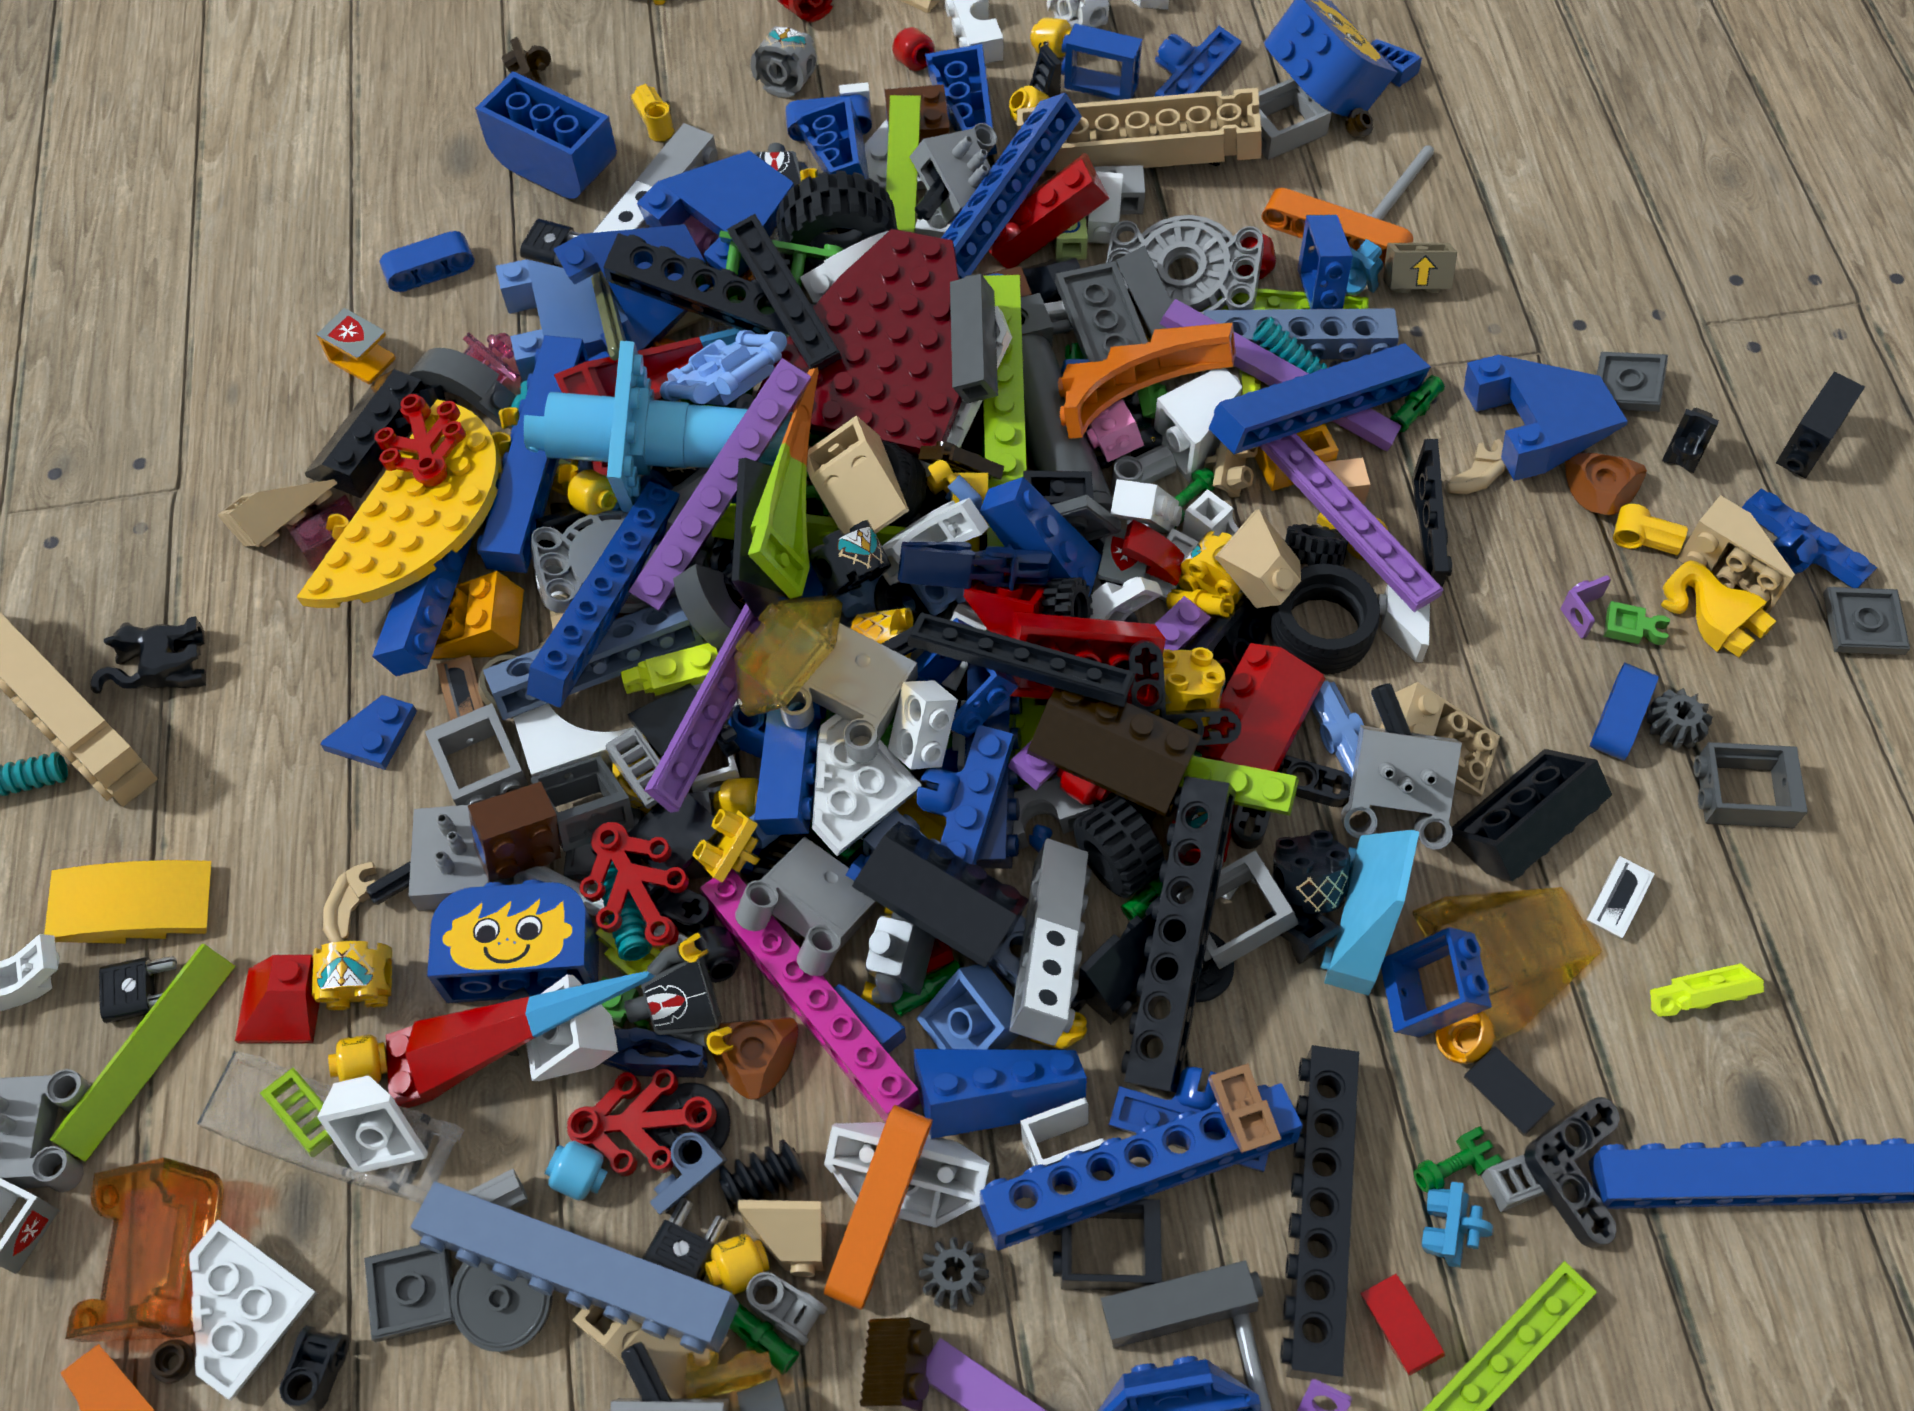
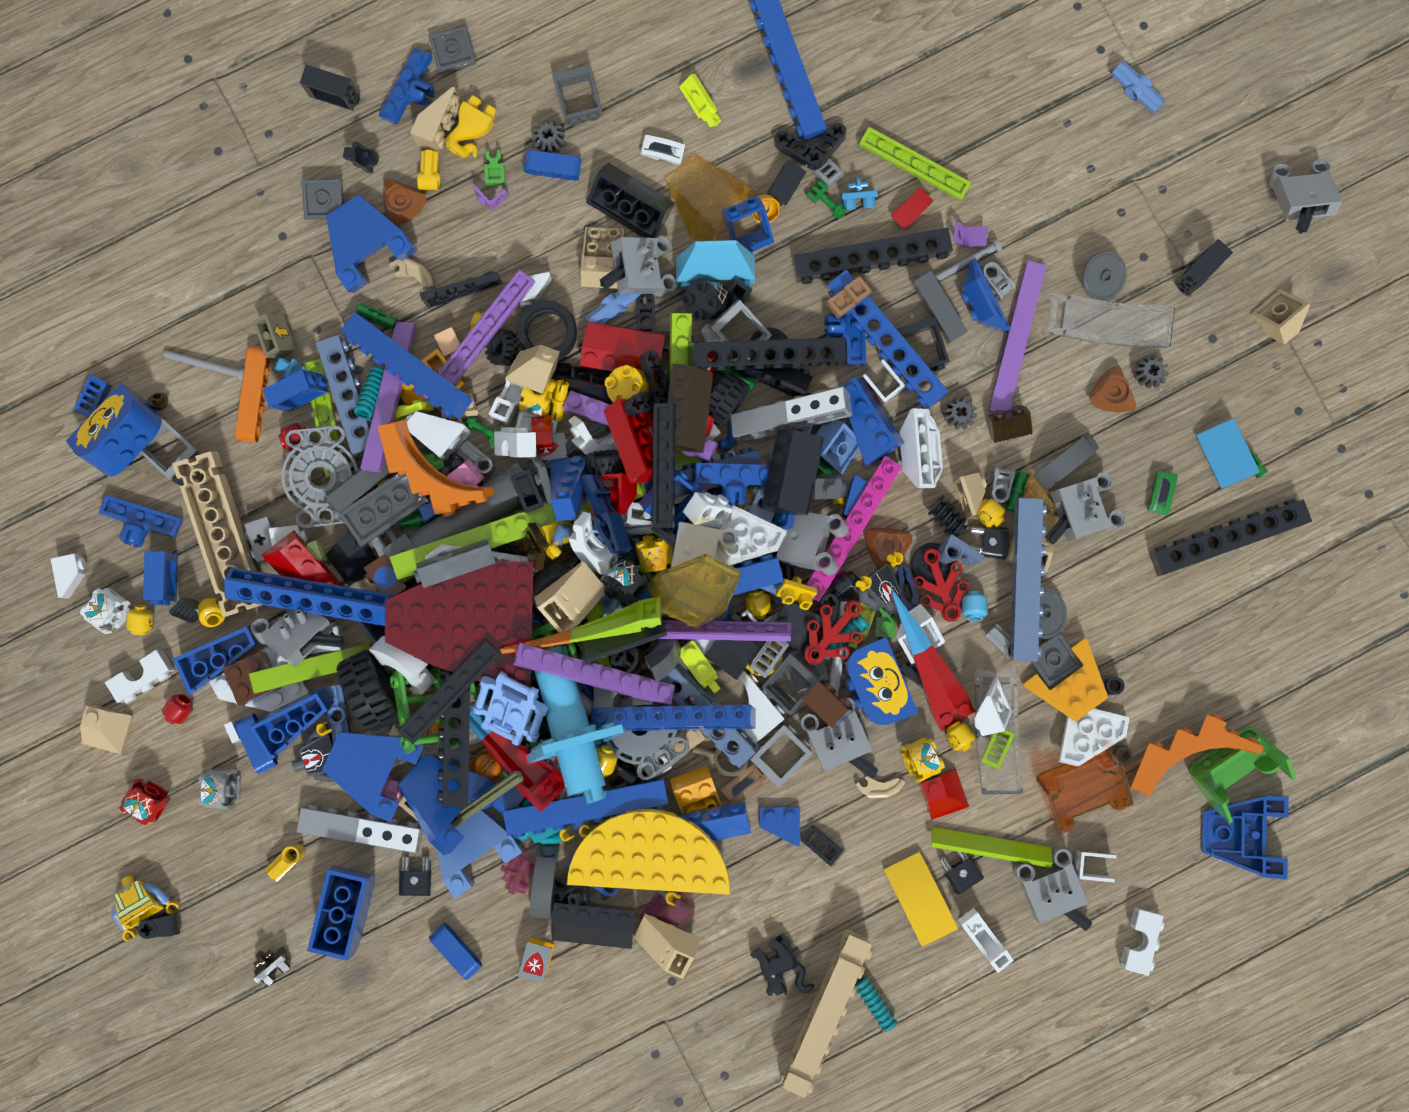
camera: 110 degrees left, 25 degrees up
(296, 795) = (831, 862): none -> black slope
(323, 1308) = (1078, 692): none -> light orange wing
(431, 466) = (609, 869): red plant -> none
(877, 1207) = (947, 453): orange beam -> none

